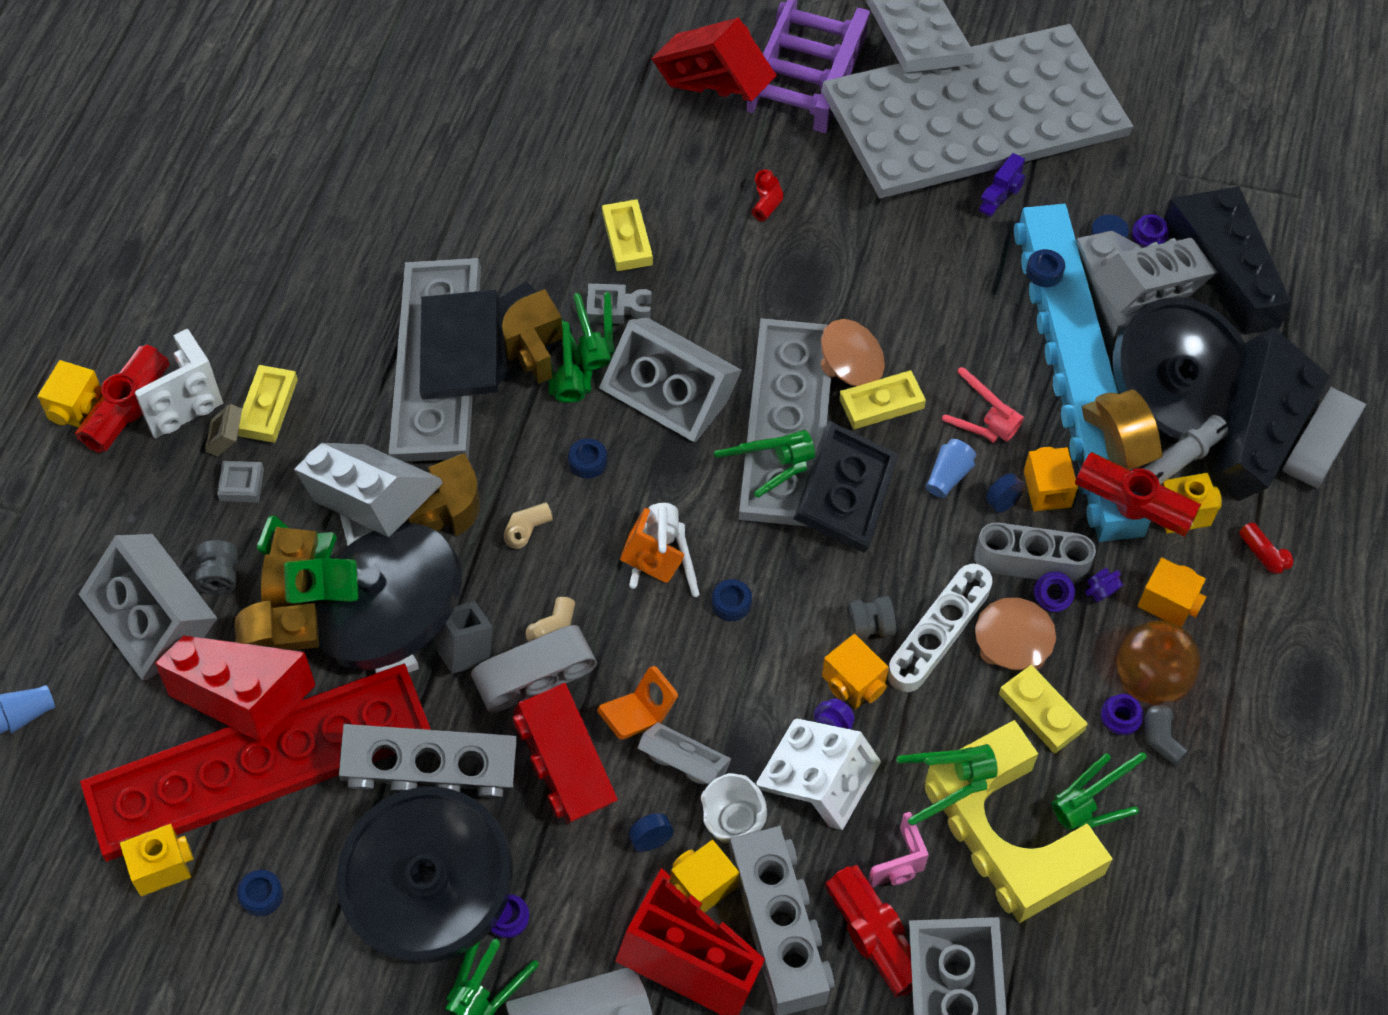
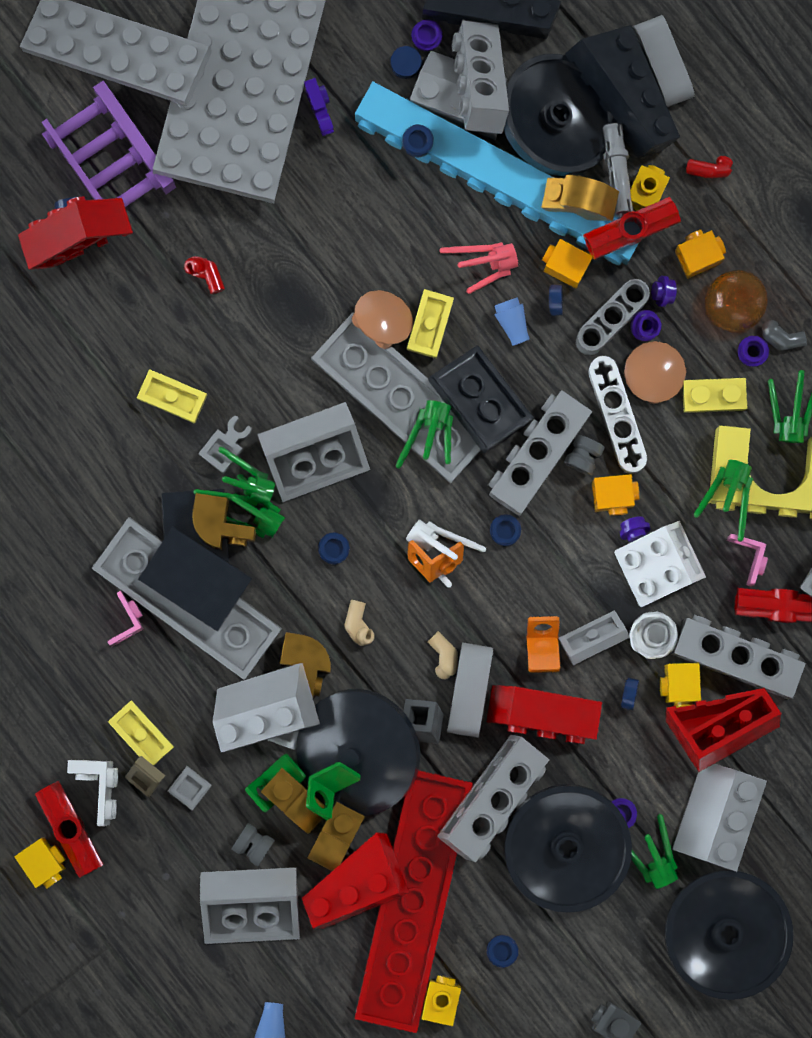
camera: 60 degrees left, 25 degrees up
(376, 334) = (134, 613): none -> bright pink bracket
(823, 589) = (573, 417): none -> light grey brick

